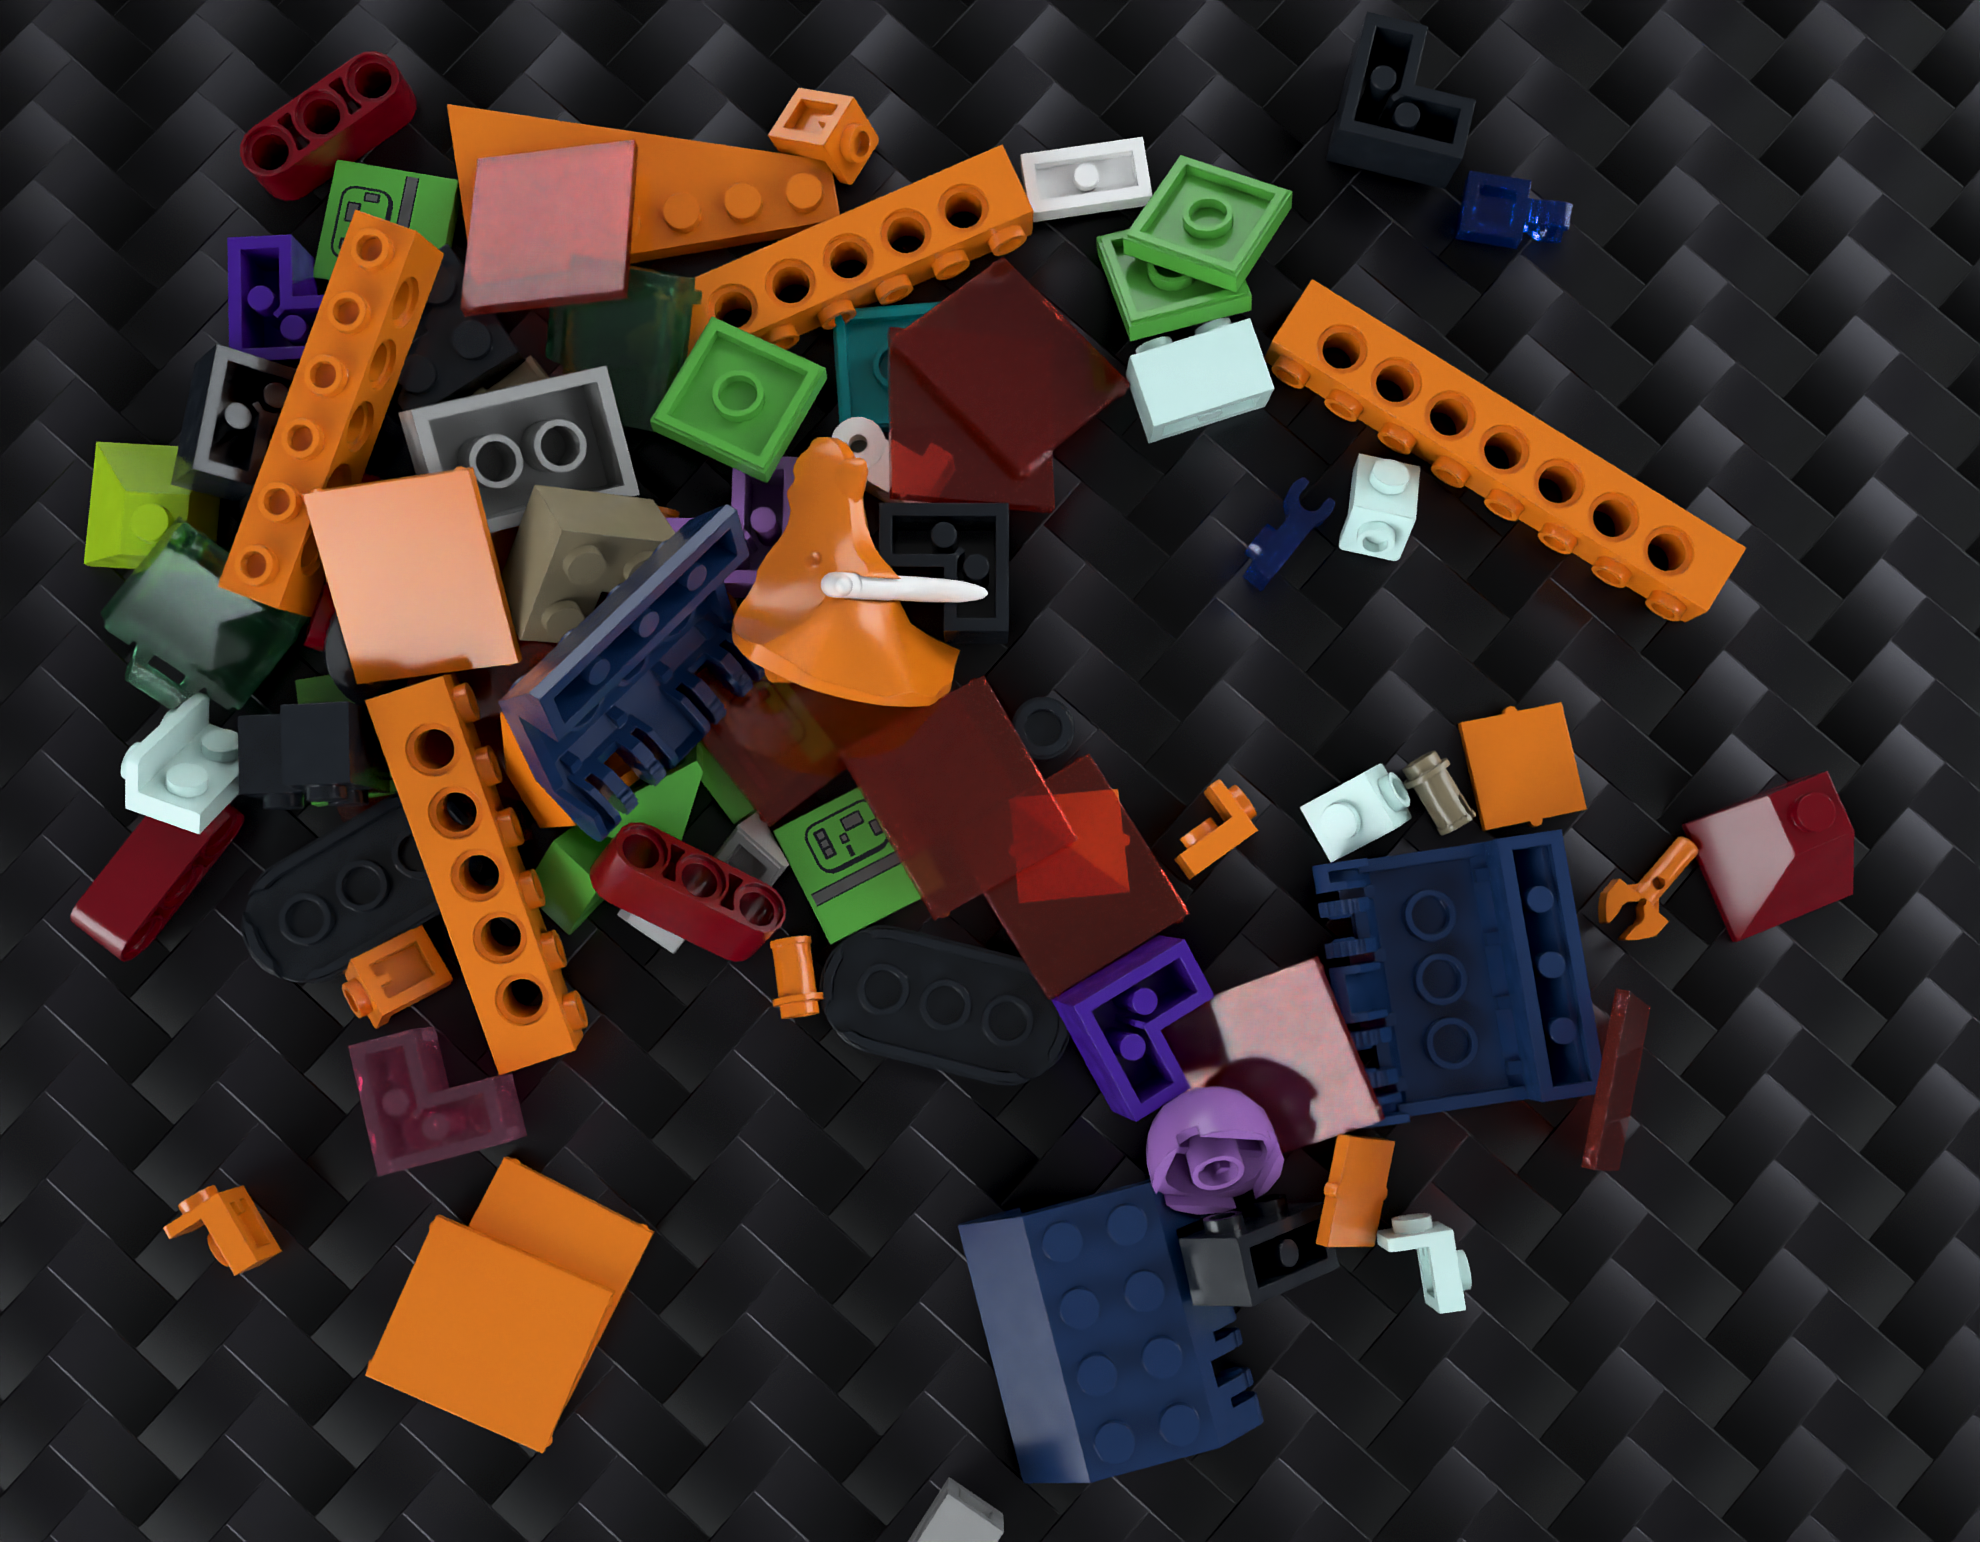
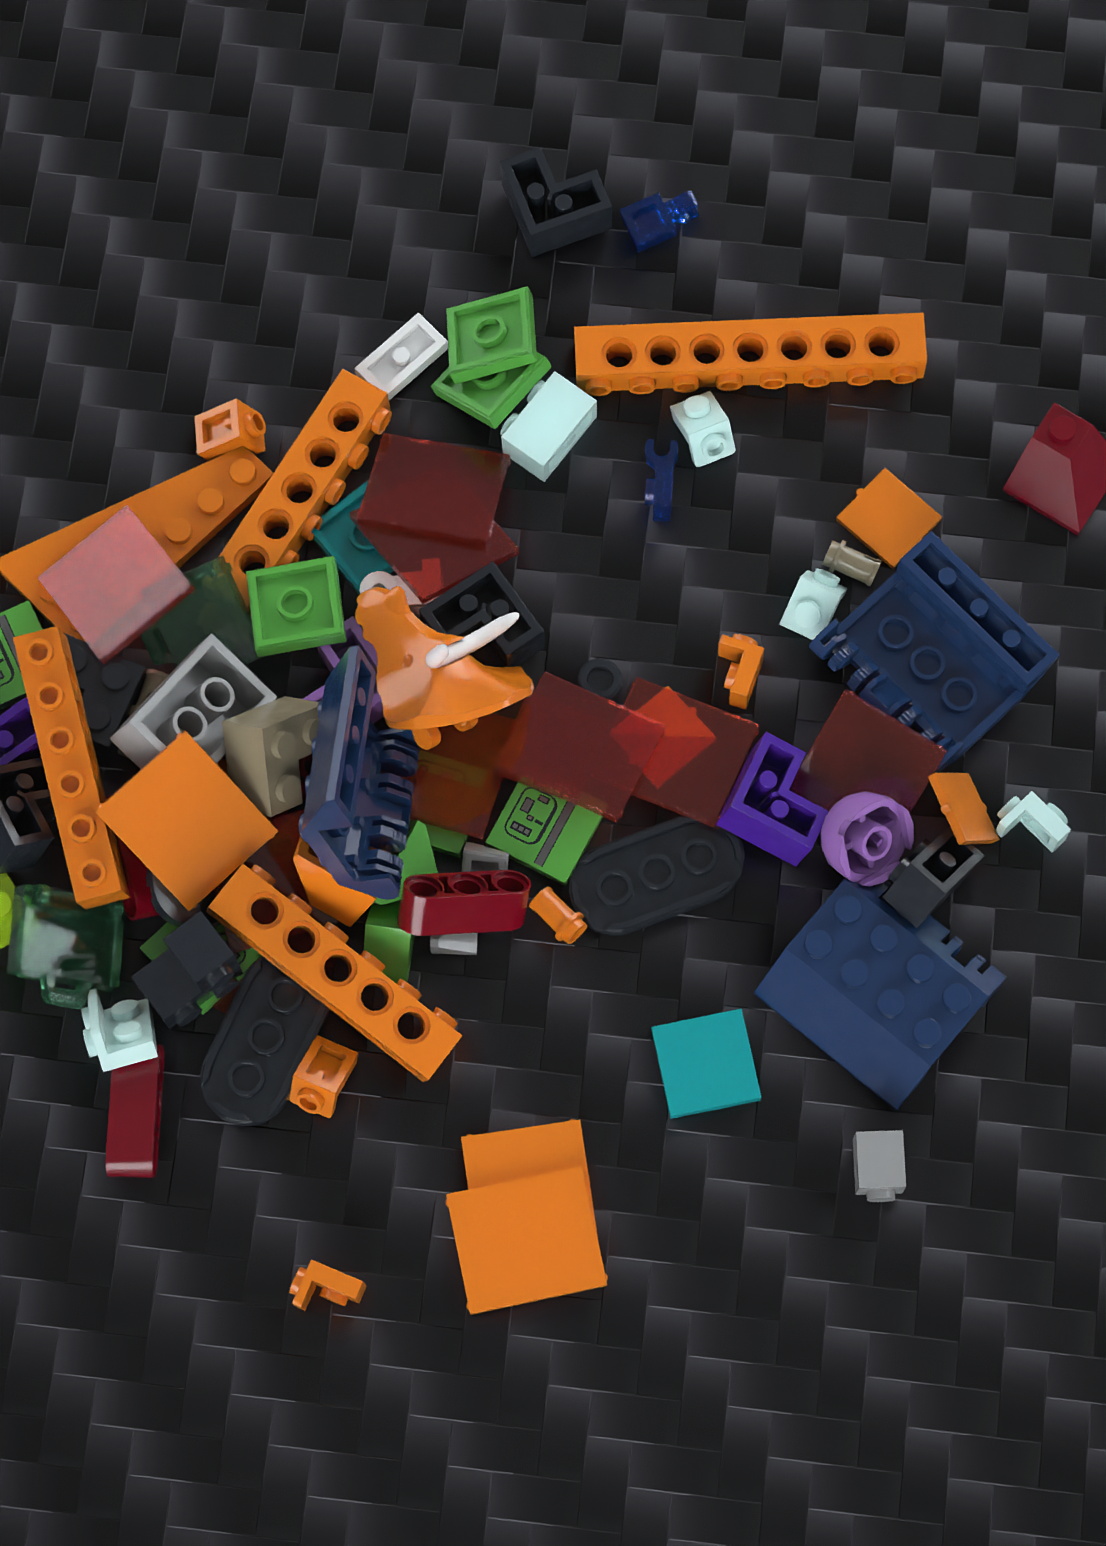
camera: 30 degrees left, 10 degrees down
(414, 1112) = (400, 1138): clear pink brick -> none
(841, 1271) = (706, 1063): none -> teal tile
(1616, 1082) = (1061, 645): clear red piece -> none
(1646, 892) = (1009, 539): orange bar -> none

